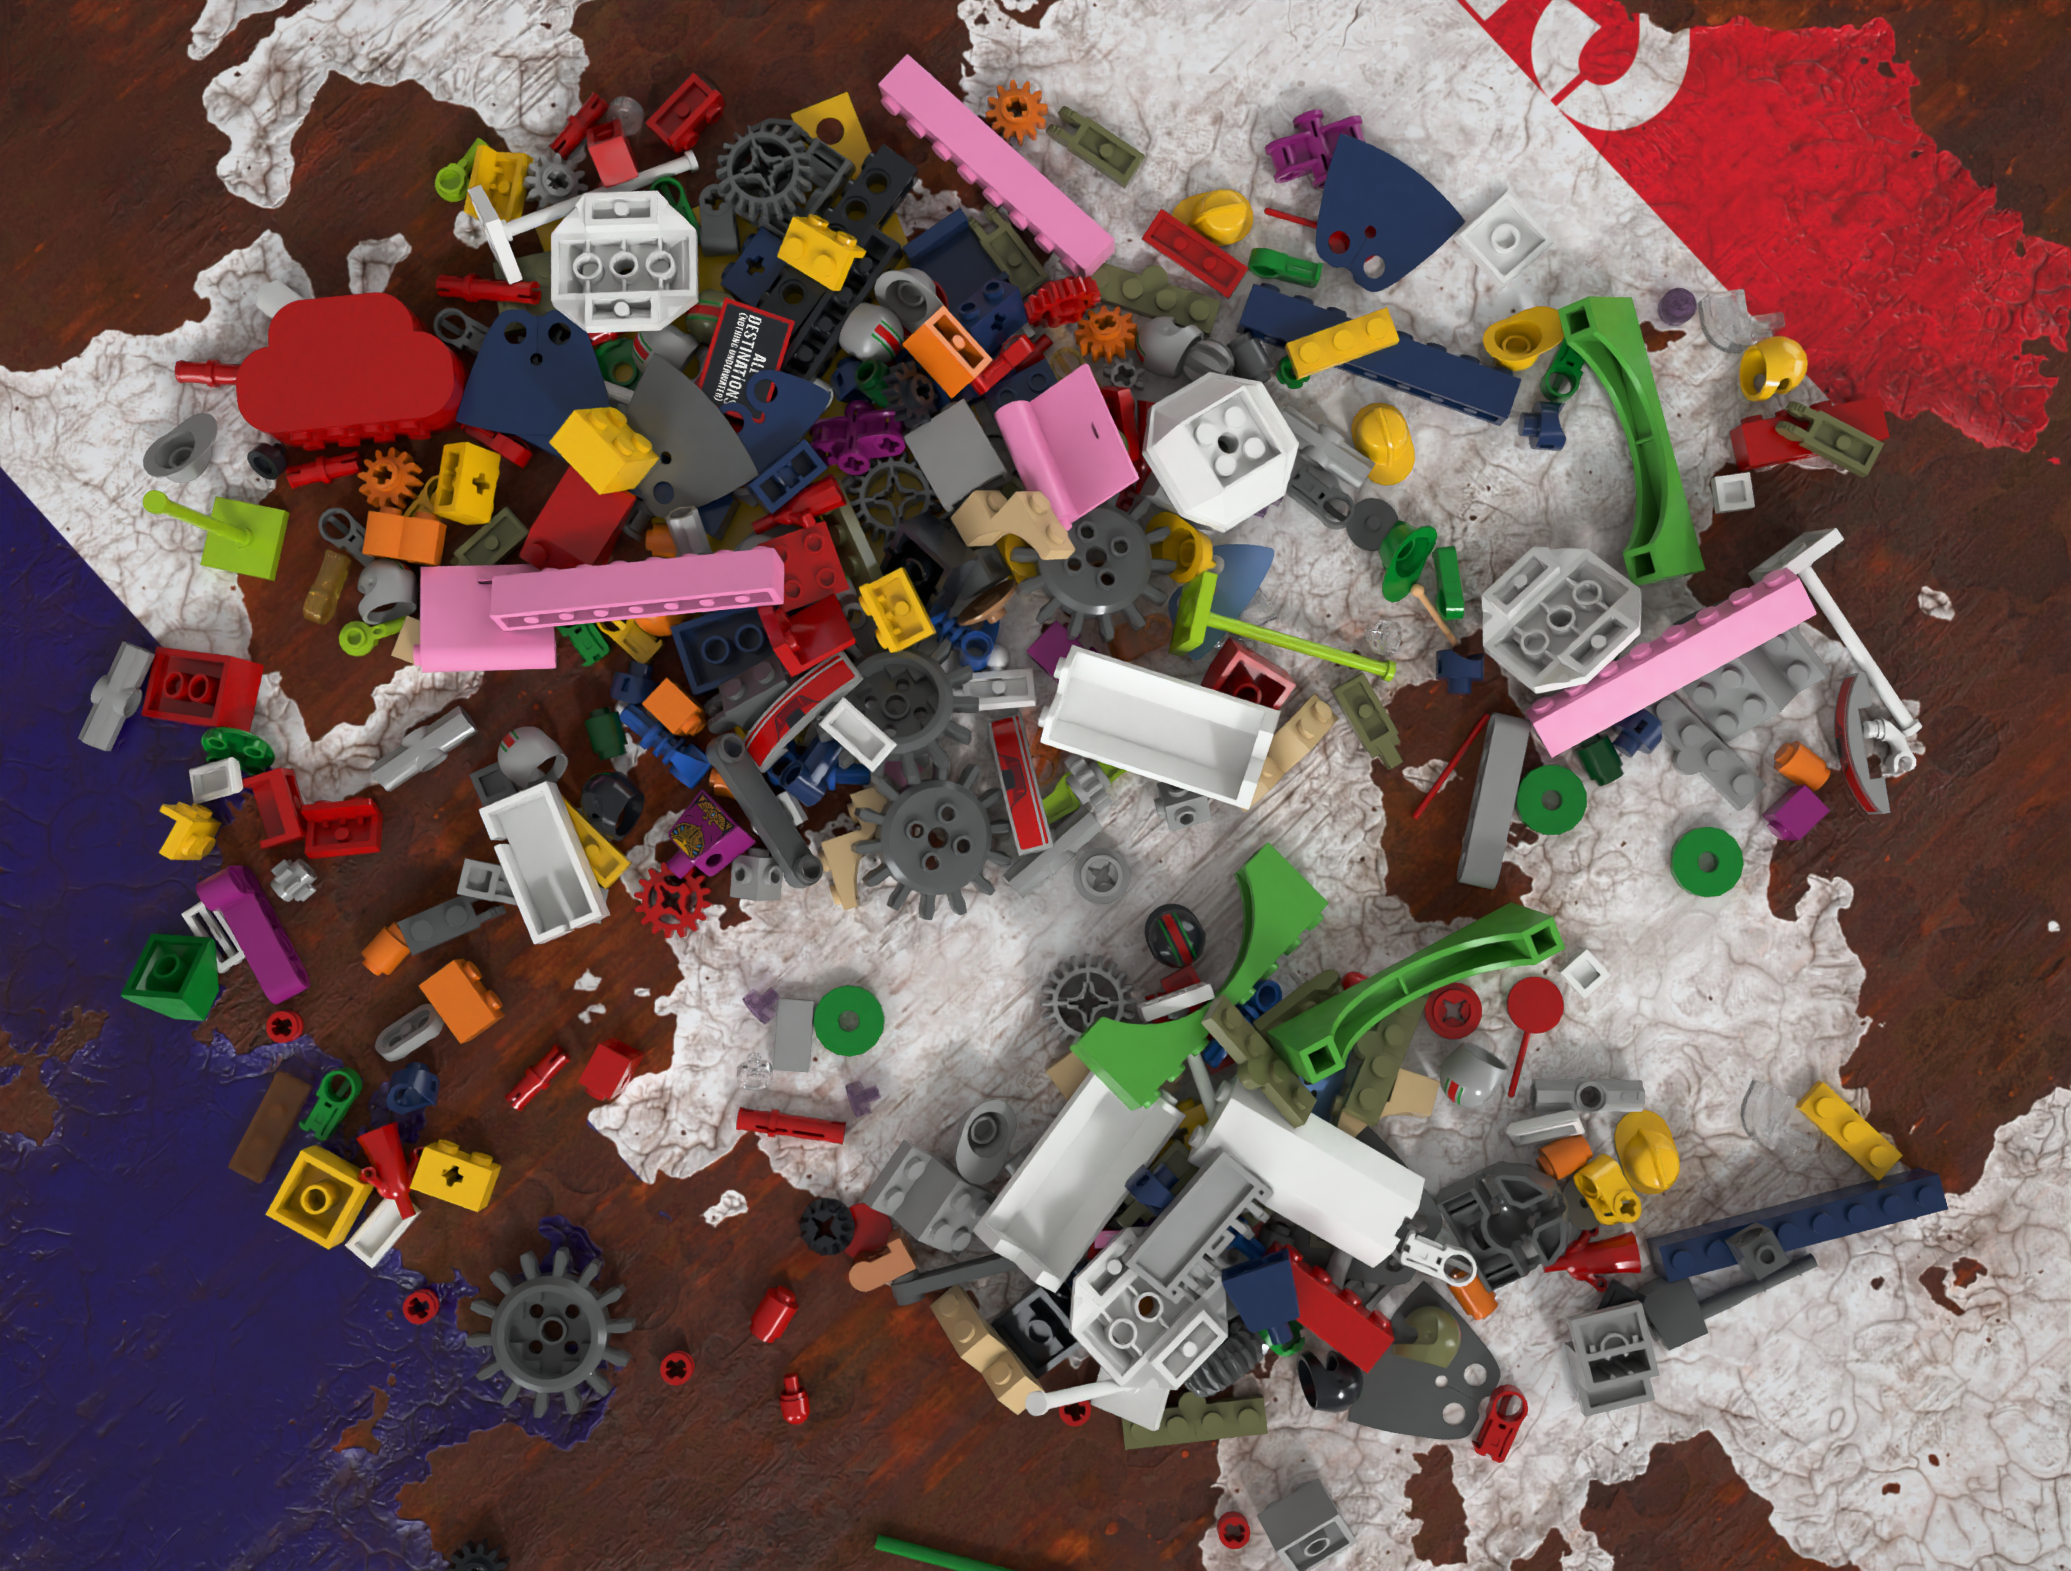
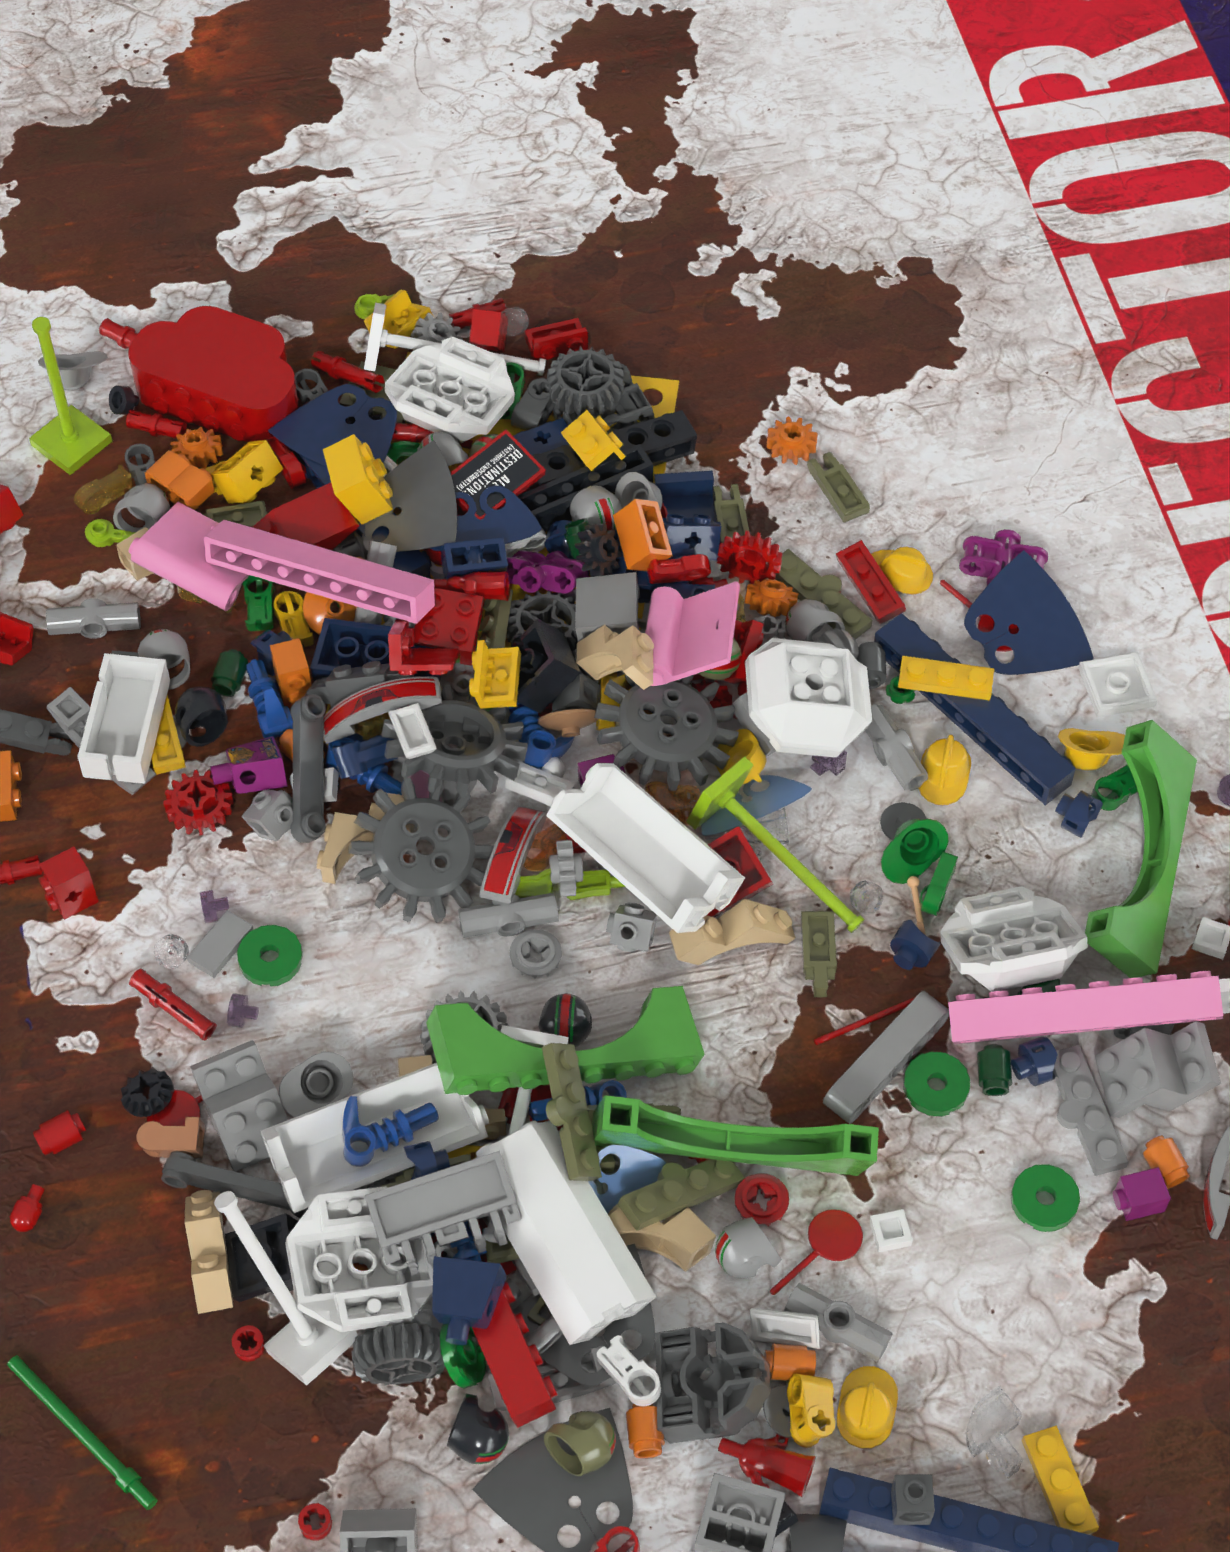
camera: 30 degrees right, 30 degrees down
(996, 168) = (755, 463): bright pink brick -> none
(1089, 1169) = (379, 1136): none -> blue piece
(1200, 1420) = (342, 1411): olive hinge -> none
(1277, 265) = (933, 621): green piece -> none
(1315, 496) = (869, 779): dark grey piece -> none

